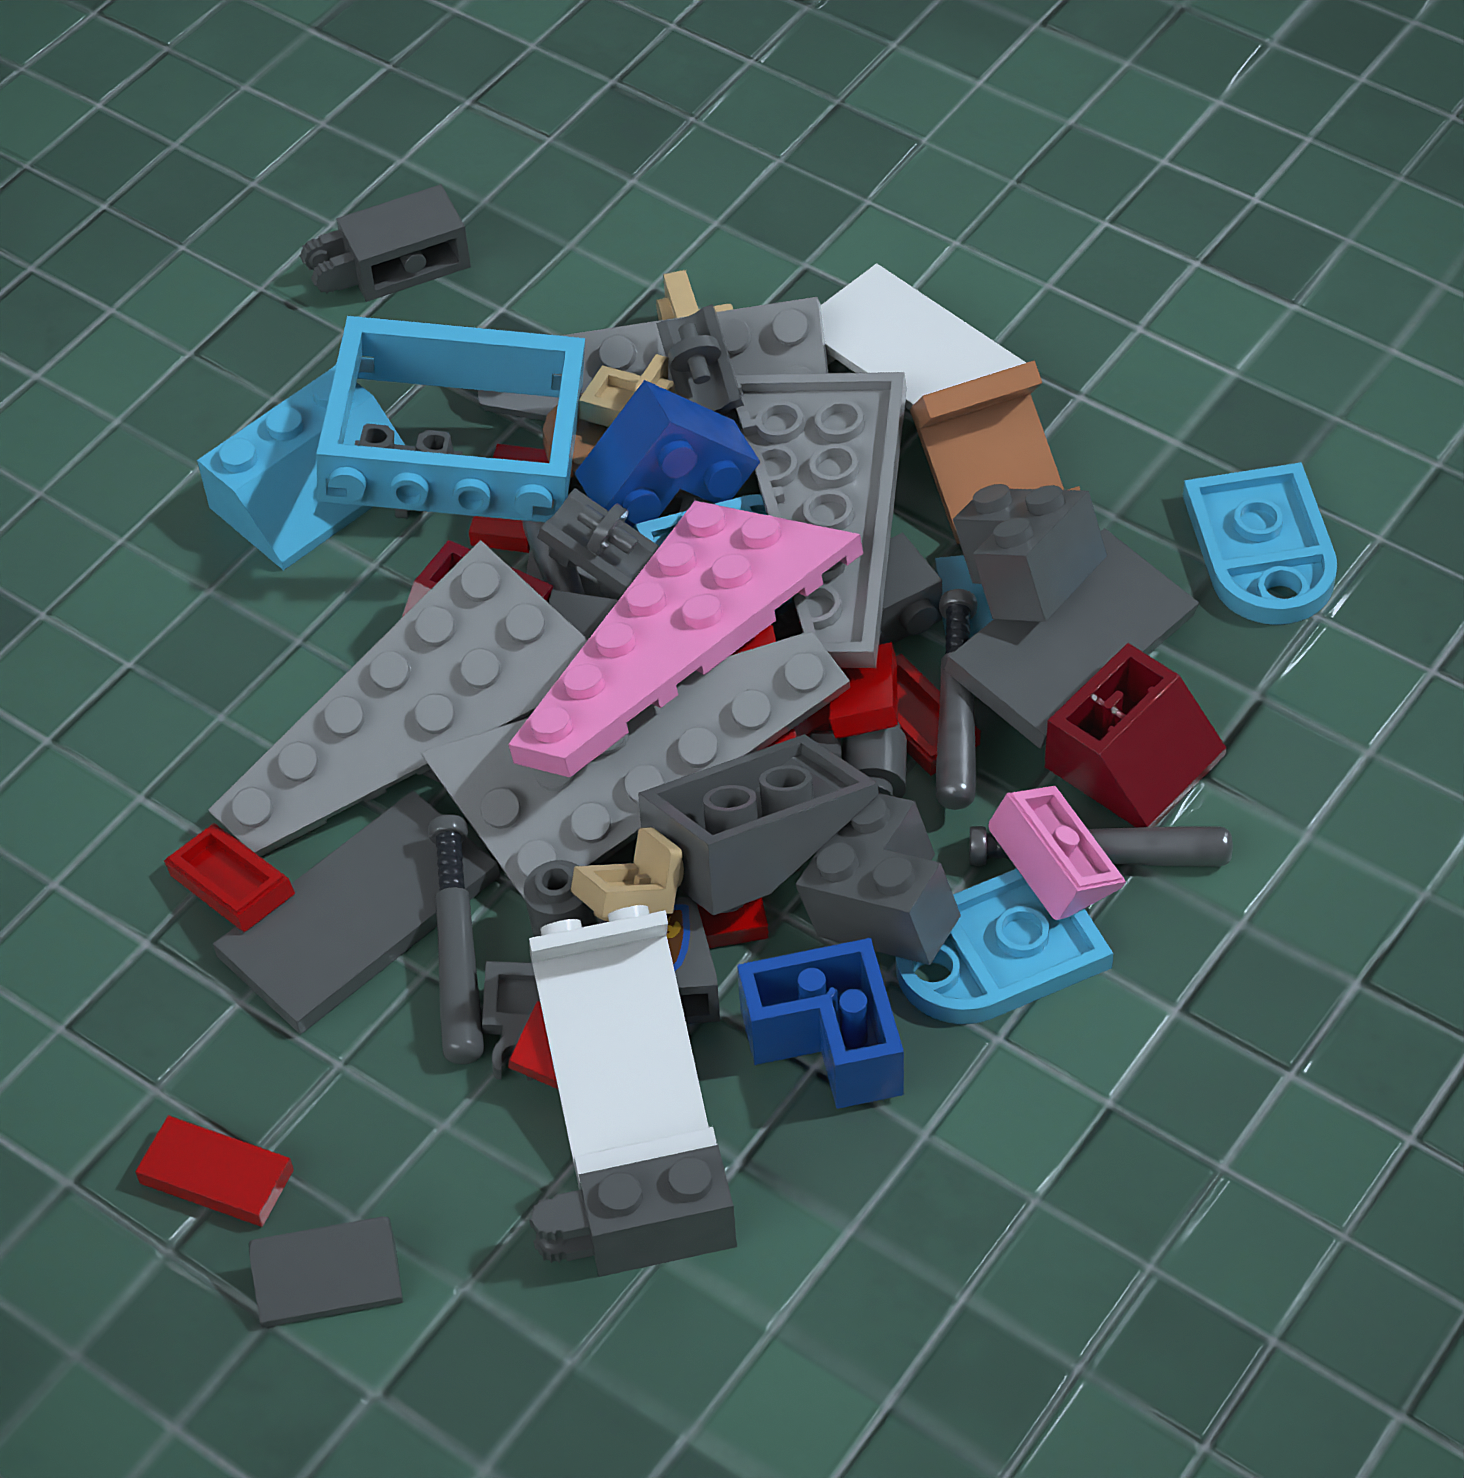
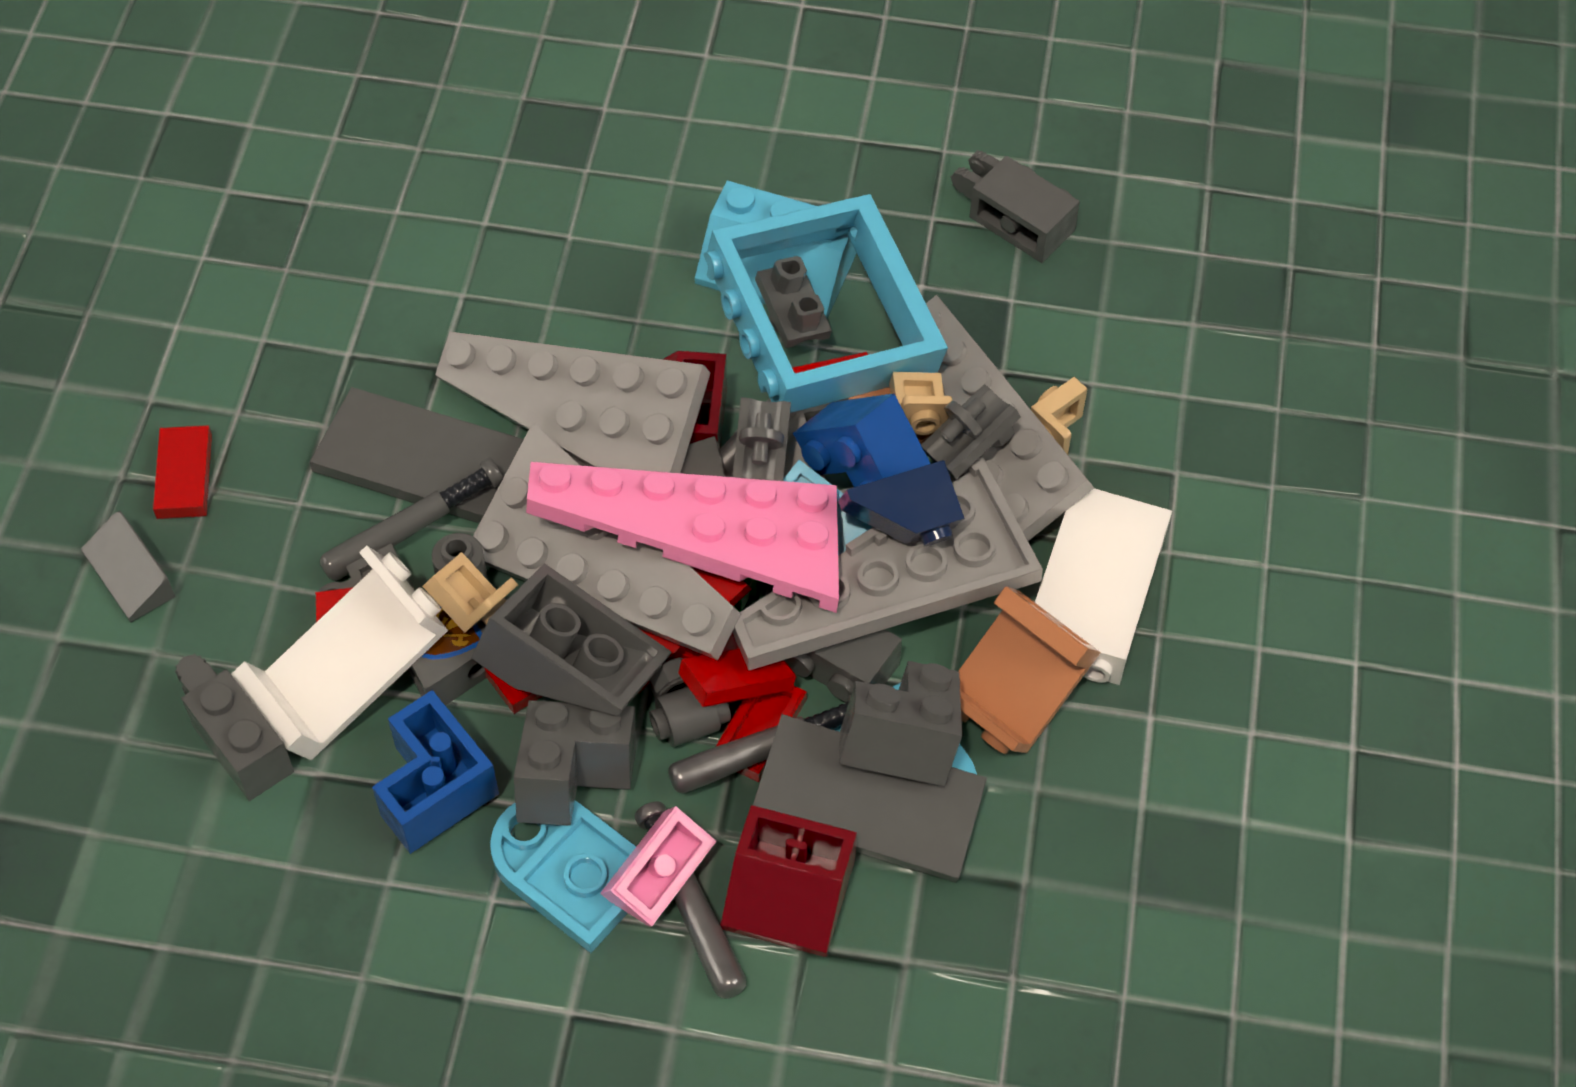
camera: 60 degrees right, 5 degrees up
(229, 877) = (406, 371): red tile -> none
(777, 431) = (908, 504): none -> dark blue slope
(1263, 534) = (1069, 906): medium azure tile -> none

